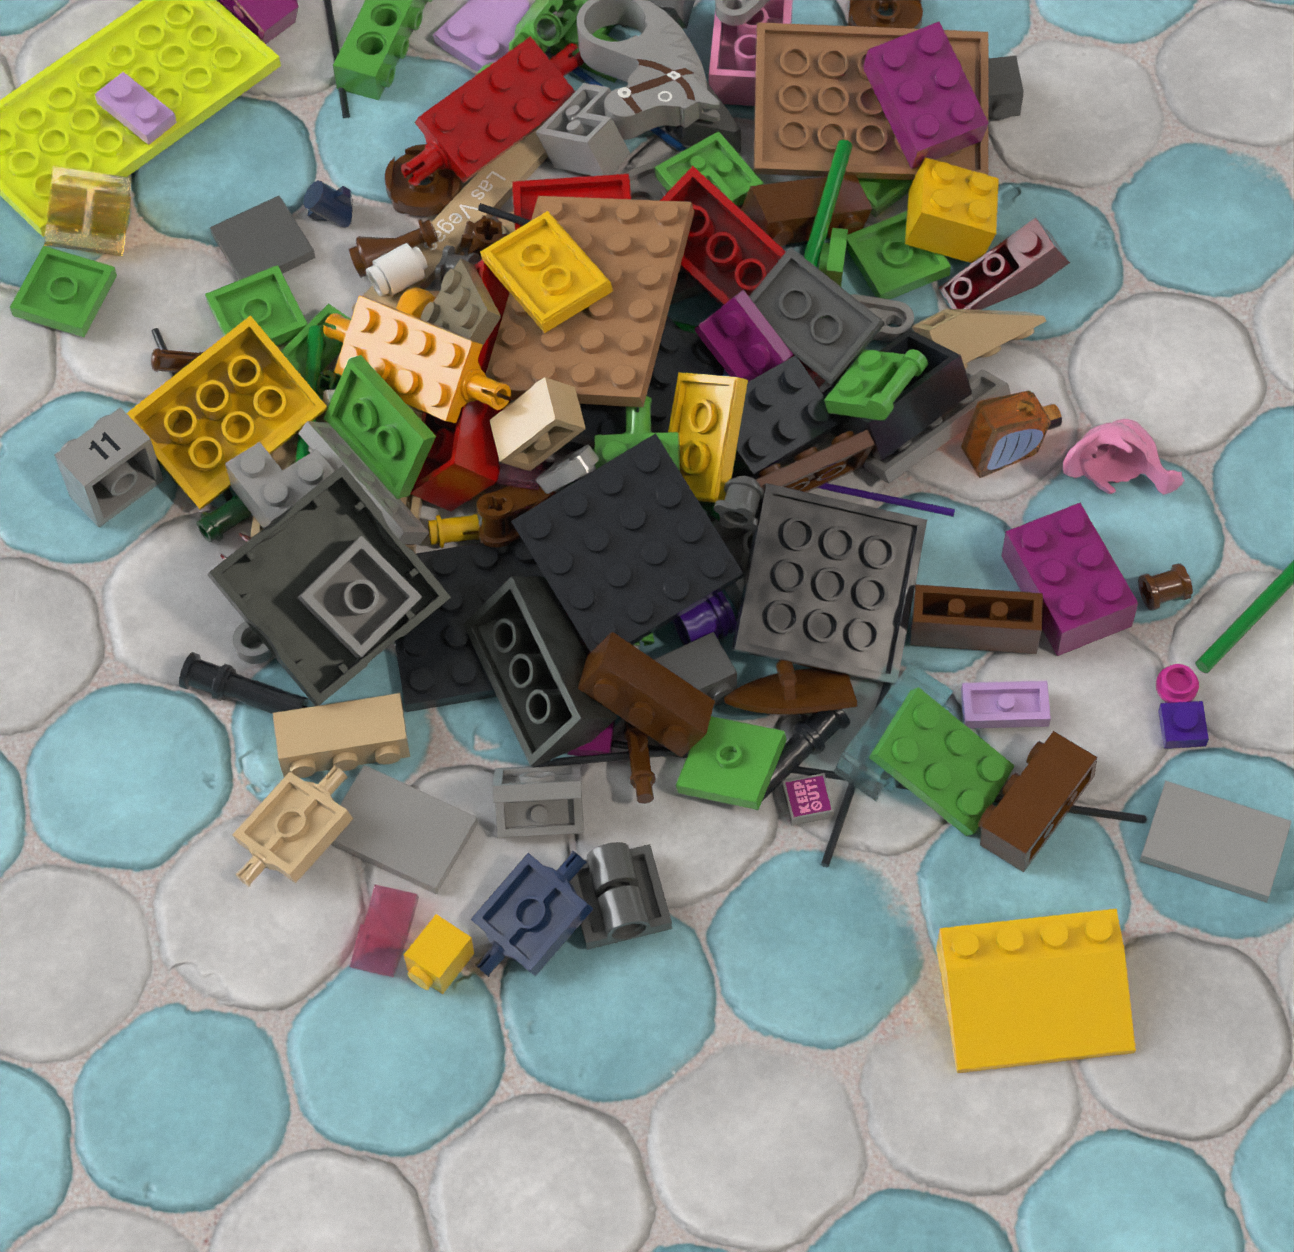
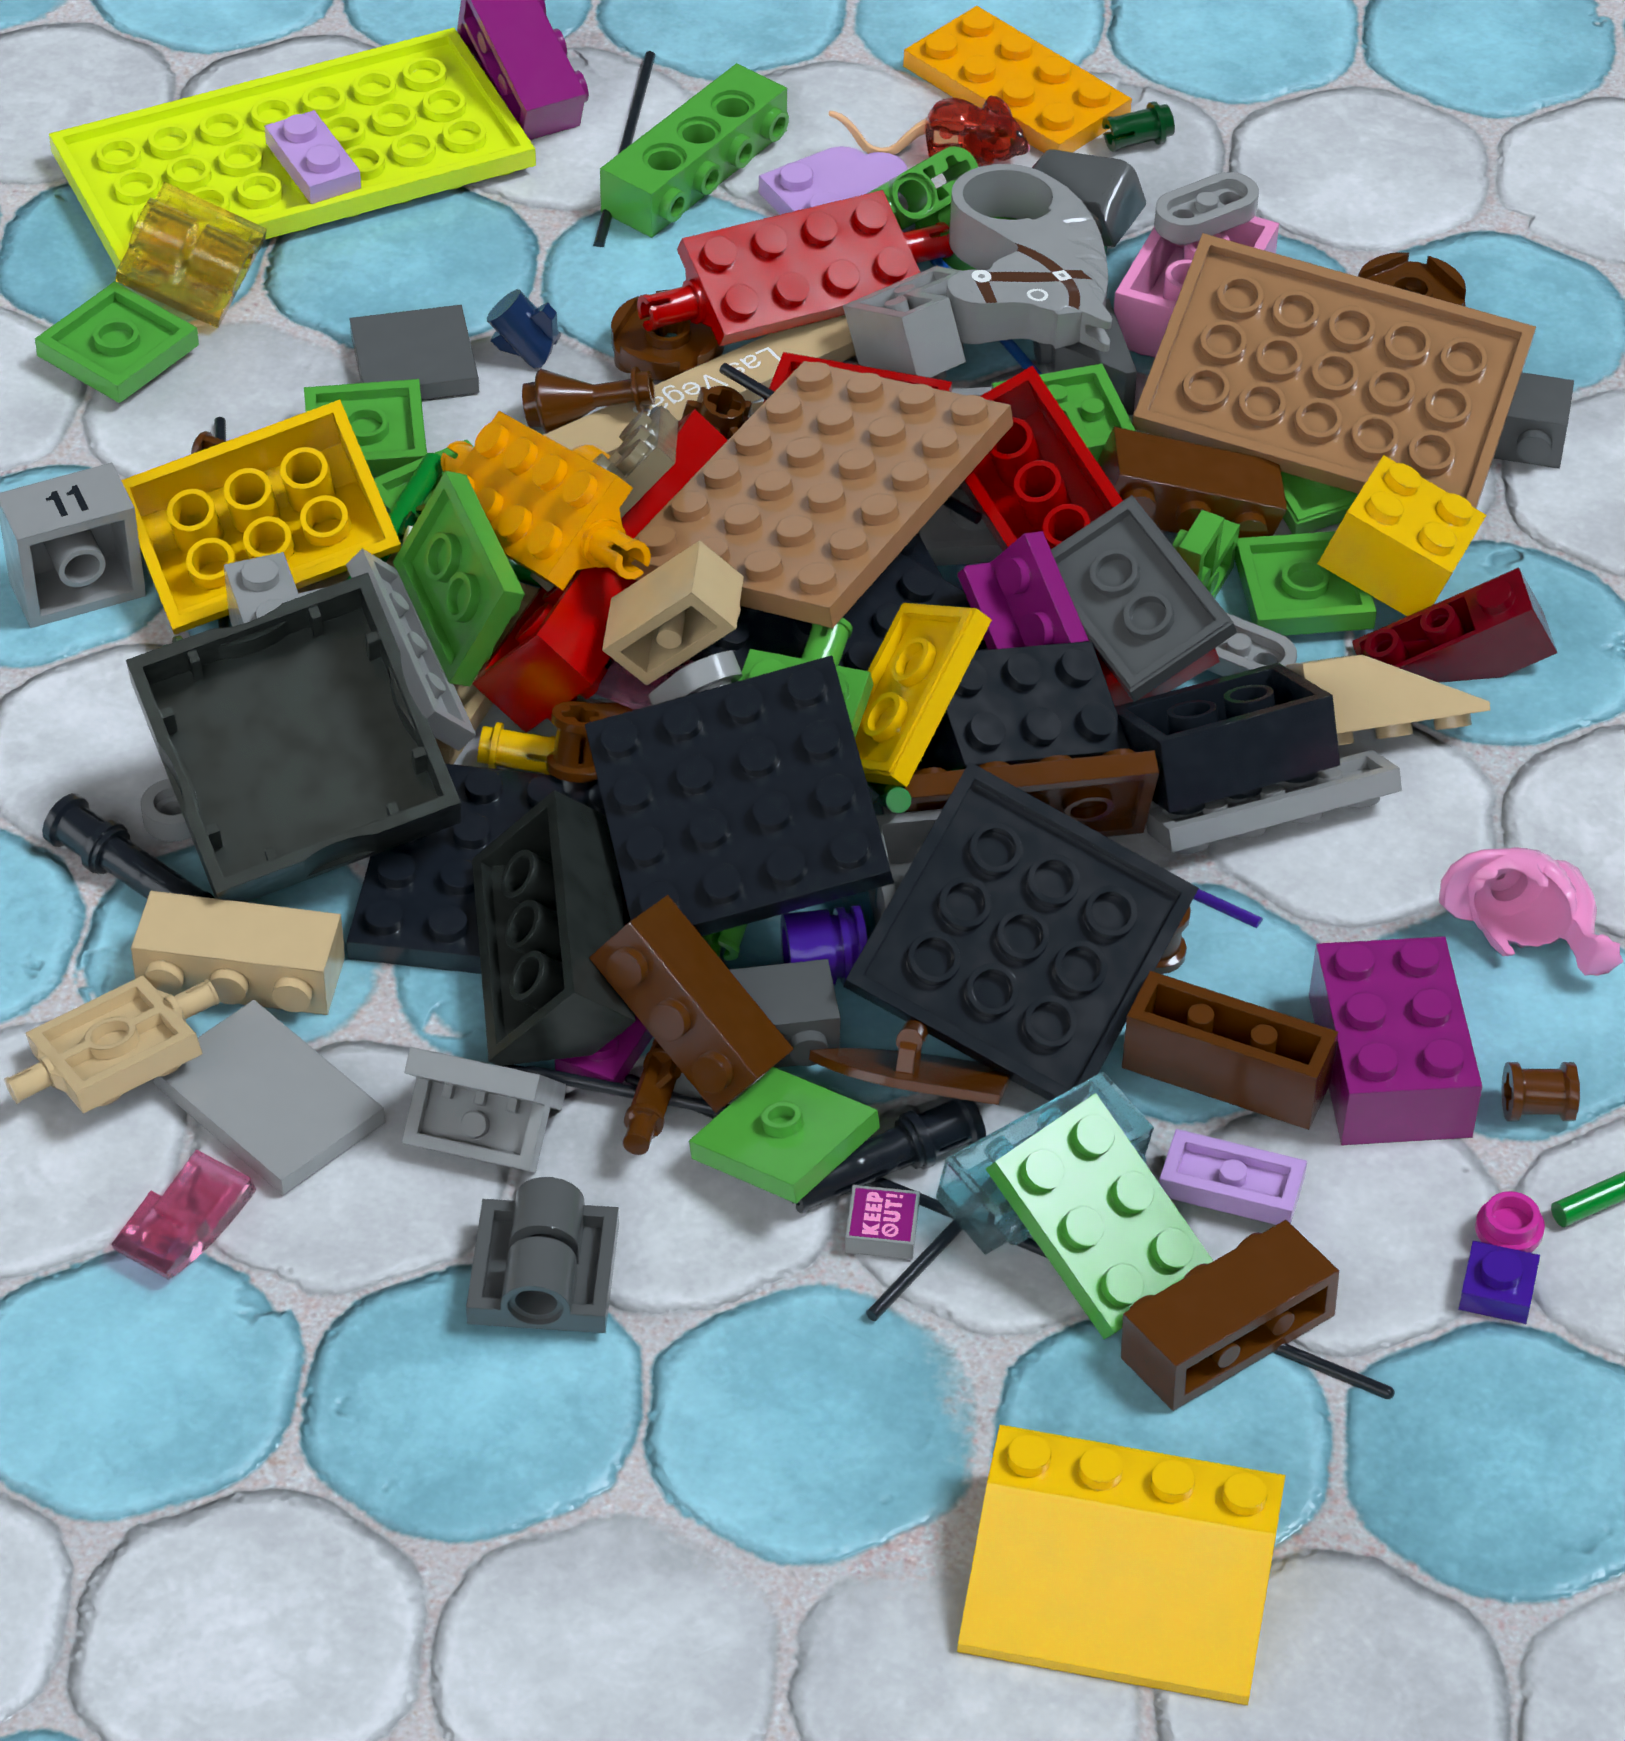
camera: 15 degrees right, 15 degrees down
(359, 597) = (328, 761): light grey brick -> none
(397, 270) = (579, 417): white brick -> none
(438, 955) = (245, 1263): yellow brick -> none
(531, 914) = (403, 1246): dark blue plate -> none
(546, 271) = (768, 437): yellow tile -> none
(740, 503) = (921, 782): dark grey brick -> none
(828, 201) = (1222, 472): green bar -> none
(874, 383) = (1189, 698): bright green plate -> none
(925, 94) = (1411, 374): magenta brick -> none
(1007, 431) = (1376, 828): clear orange torso -> none
(1216, 841) = (1489, 1450): light grey tile -> none

